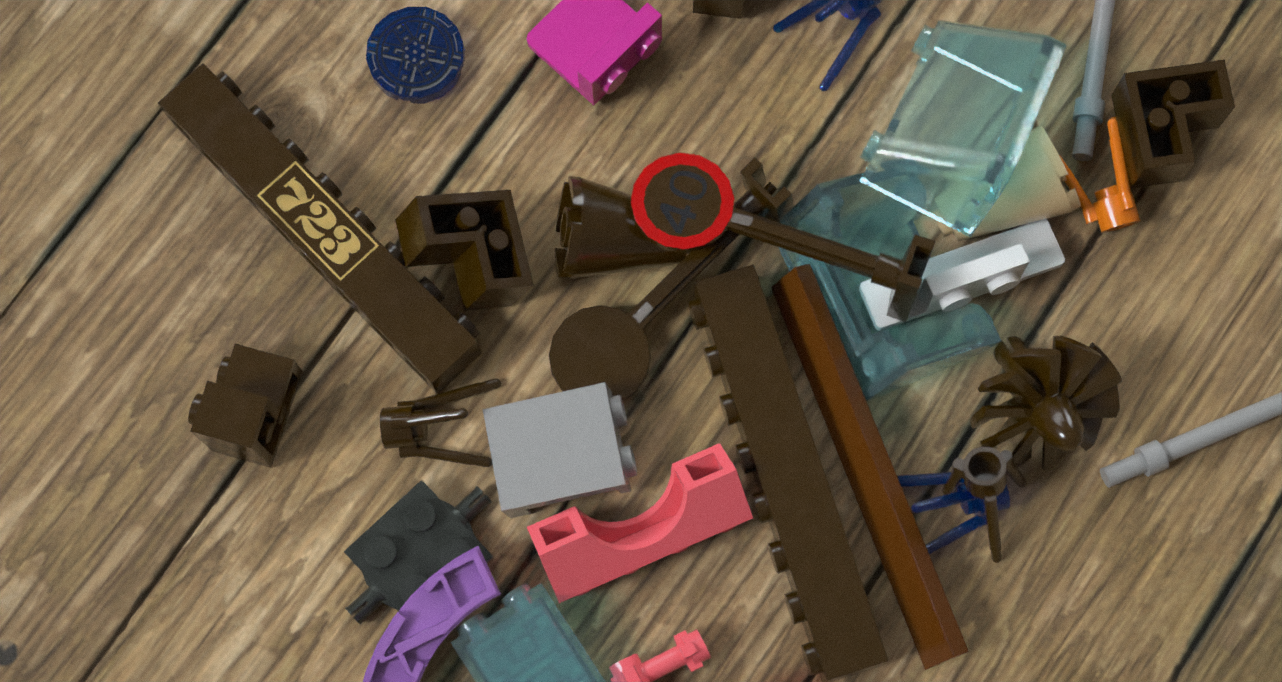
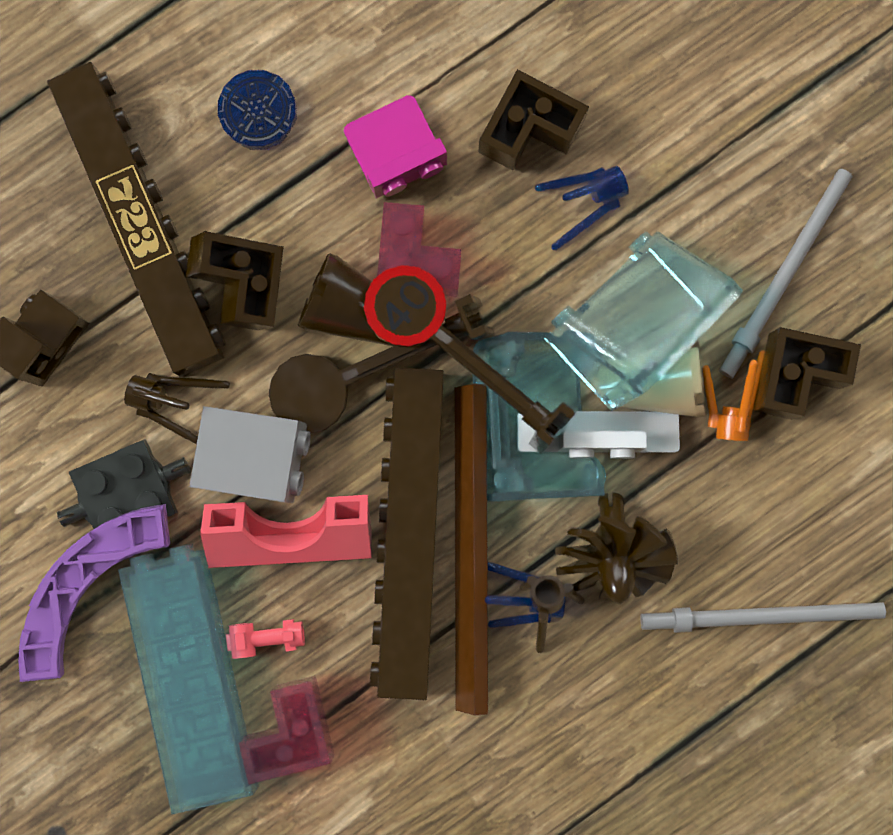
camera: 20 degrees right, 10 degrees up
(646, 134) = (403, 245): none -> clear pink brick

